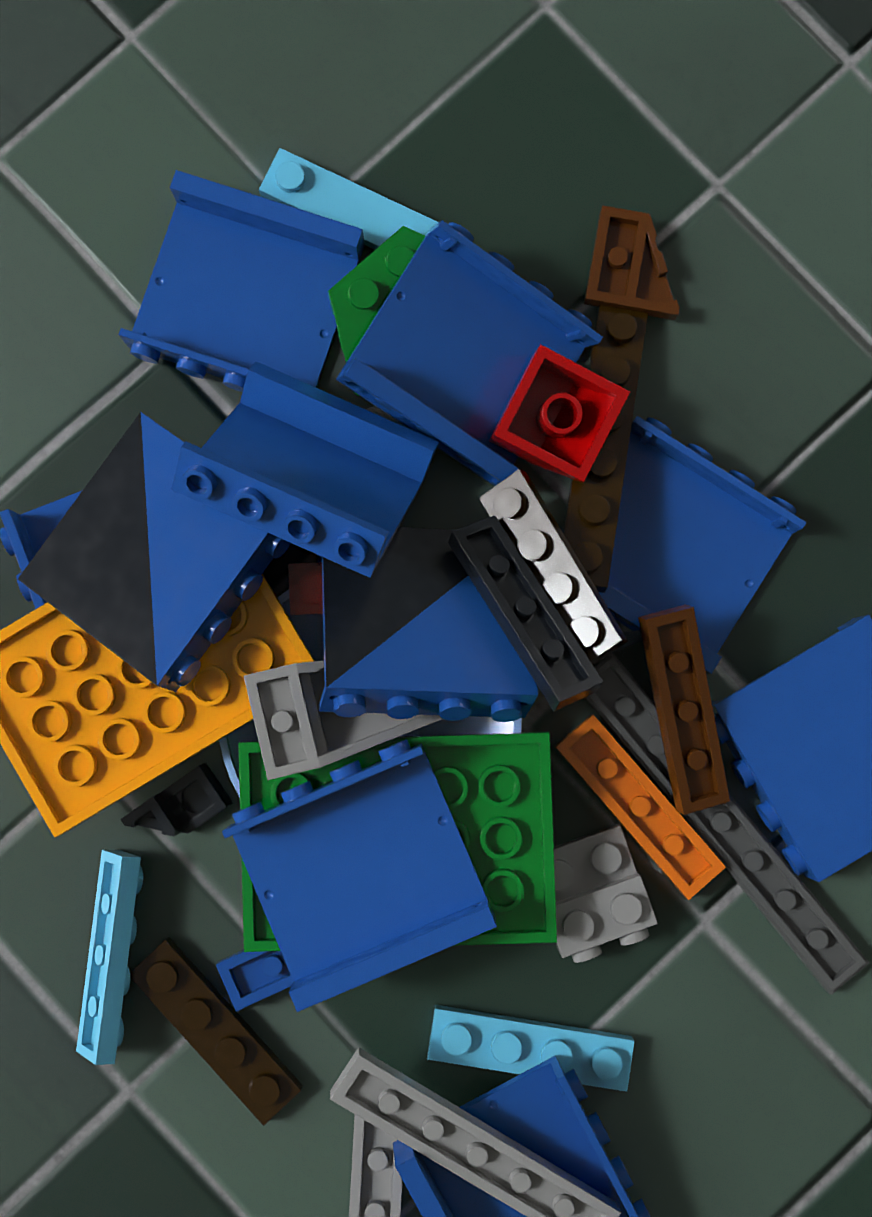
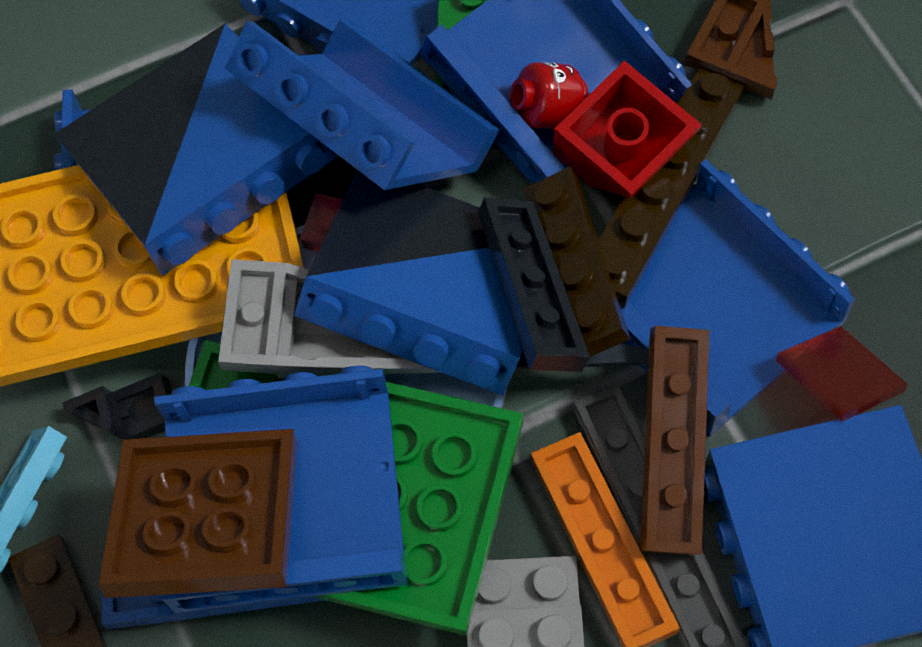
camera: 25 degrees right, 20 degrees down
(303, 927) = (200, 514): none -> reddish brown plate
(475, 394) = (547, 93): none -> red head
(807, 593) = (841, 373): none -> clear red piece

